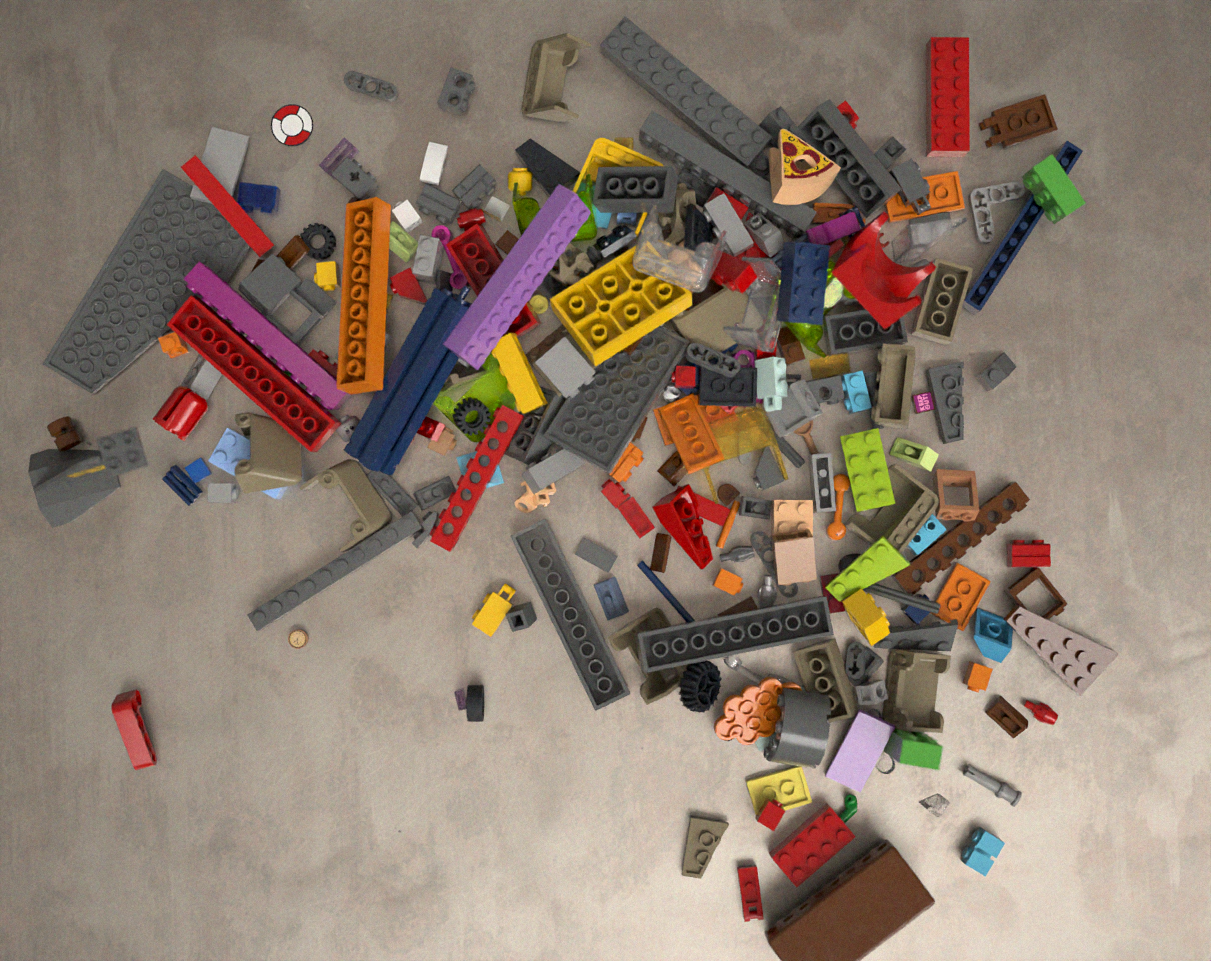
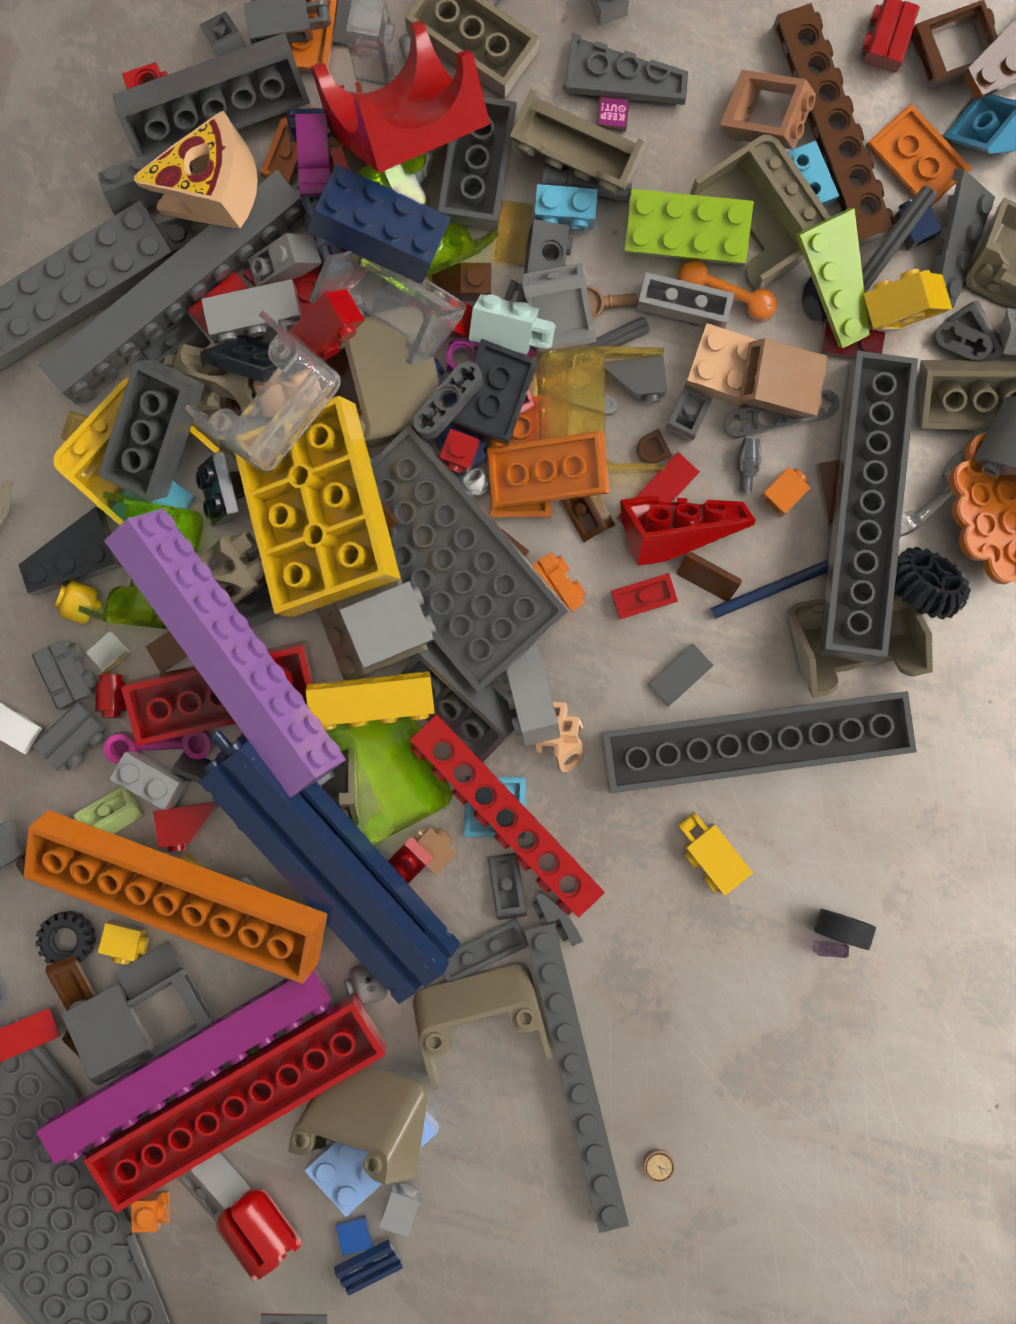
camera: 70 degrees left, 0 degrees up
(321, 358) = (246, 992): red plate -> none
(406, 215) = (72, 791): white brick -> none
(464, 409) = (426, 788): black tyre -> none
(521, 616) = (737, 817): dark grey brick -> none
(539, 304) = (274, 634): light yellow tile -> none
(594, 256) = (229, 527): dark grey wheel -> none
(611, 598) = (752, 673): sand blue slope -> none
(614, 493) = (597, 616): red brick -> none
(628, 218) = (189, 460): medium blue bush -> none
(728, 524) = (699, 462): orange piece -> none
(767, 593) = (821, 438): light grey piece -> none
(914, 454) = (685, 151): yellowish green slope -> none

